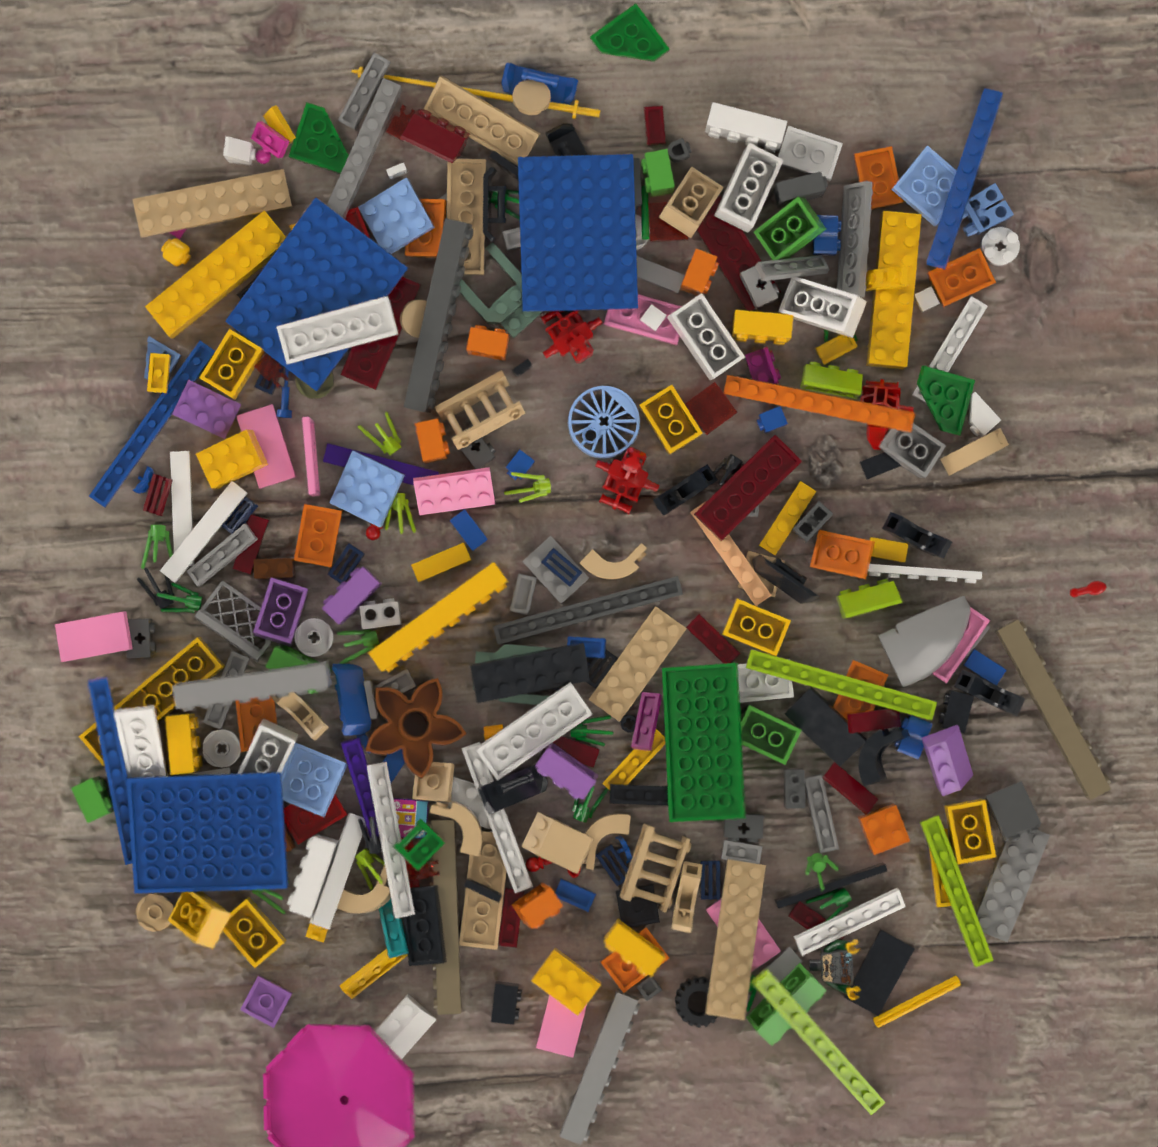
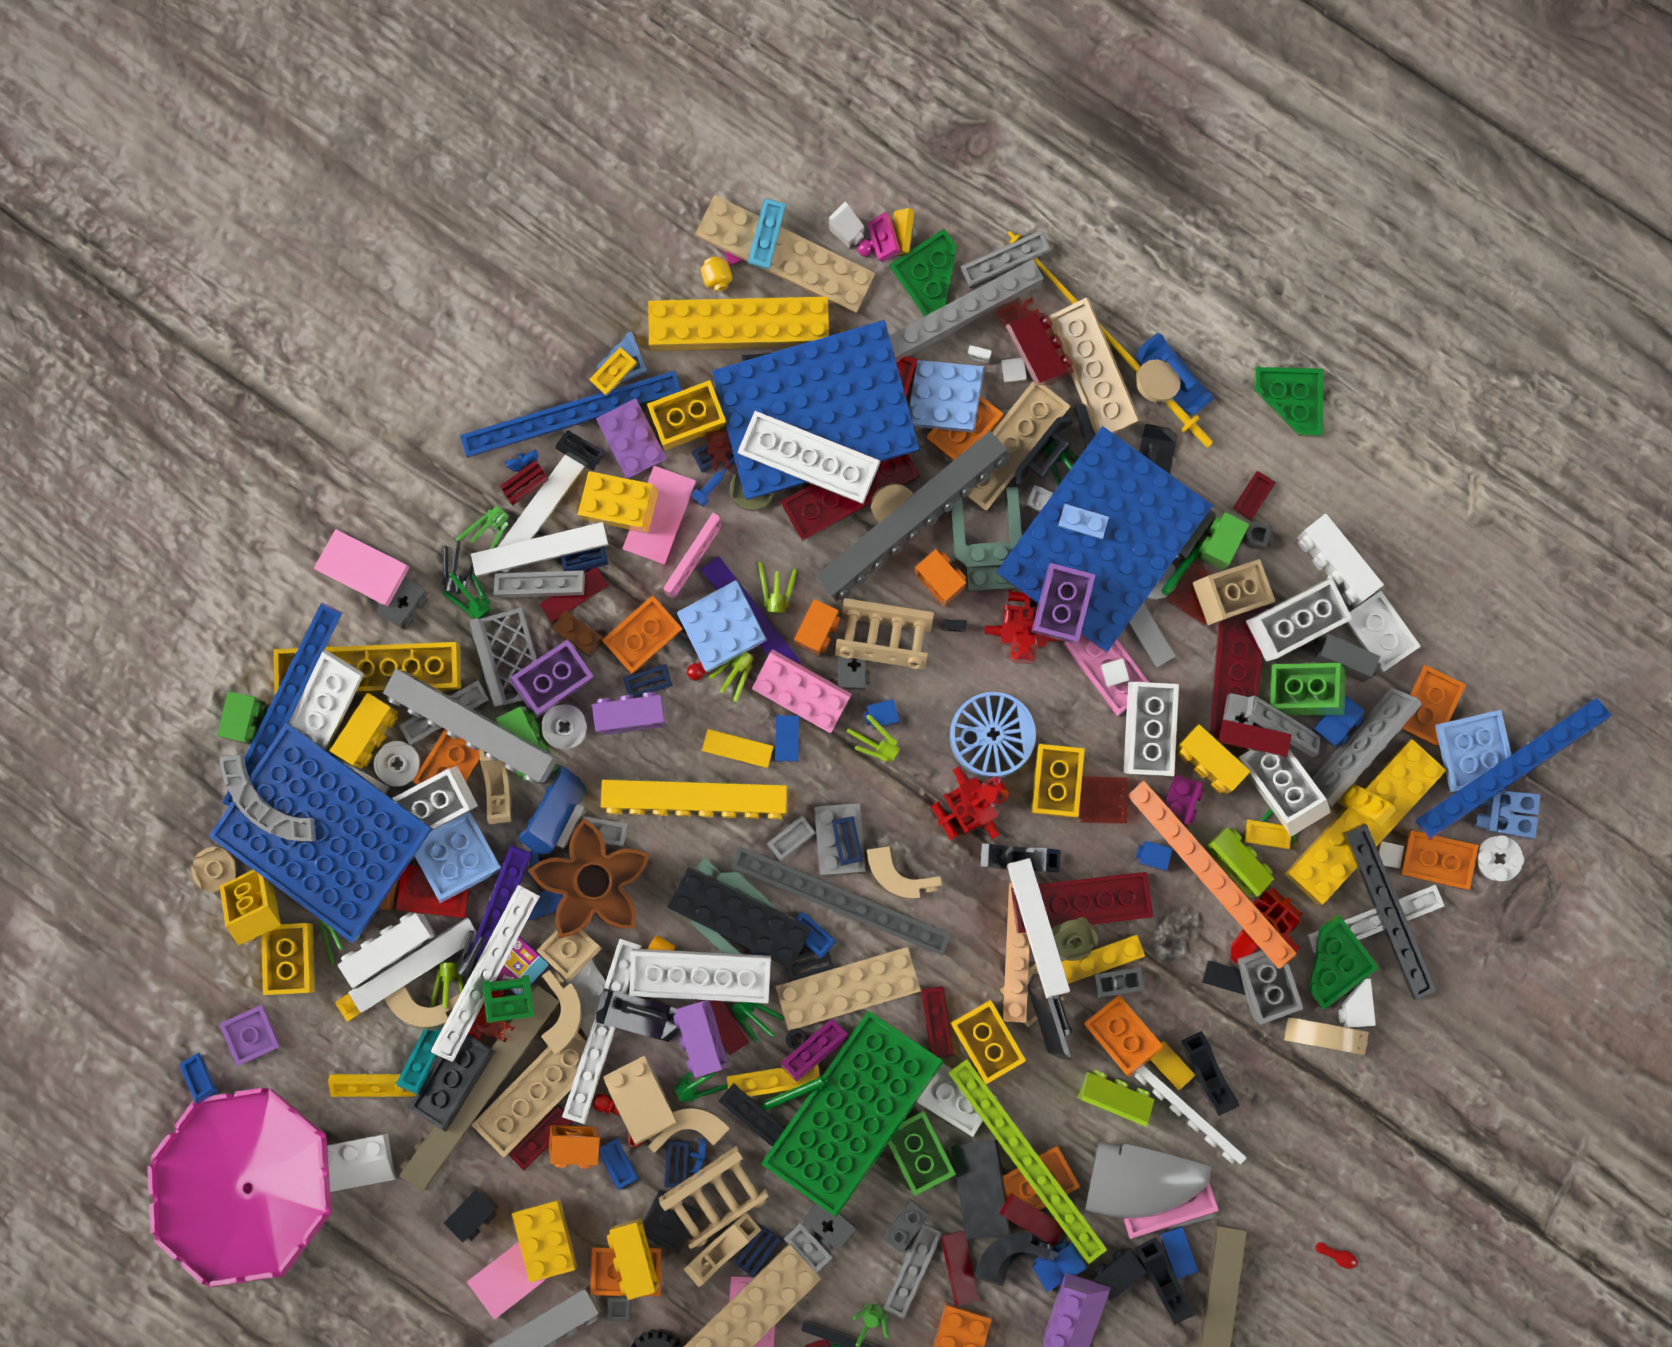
camera: 40 degrees right, 5 degrees down
(154, 850) = (257, 809): none -> light grey tile
(178, 445) = (578, 452): none -> black tile
(189, 199) = (766, 234): none -> medium azure tile
(254, 1055) = (198, 1078): none -> blue tile
(368, 639) = (613, 768): bright green plant -> none
(381, 619) = (639, 758): white brick -> none
(428, 164) = (1013, 370): none -> white tile
(483, 890) = (534, 1090): black tile -> none
(555, 232) = (1083, 521): none -> light blue plate
(584, 298) = (1063, 603): none -> medium lavender brick
(654, 760) = (793, 1093): none -> green bar
(698, 273) = (1190, 663): orange brick -> none
(731, 465) = (1083, 868): black plant -> none
(732, 527) = (1038, 928): none -> white tile
(755, 510) = (1079, 929): none -> olive plate
(779, 290) = (1254, 738): none -> dark red tile
(954, 337) = (1389, 911): none -> black plate

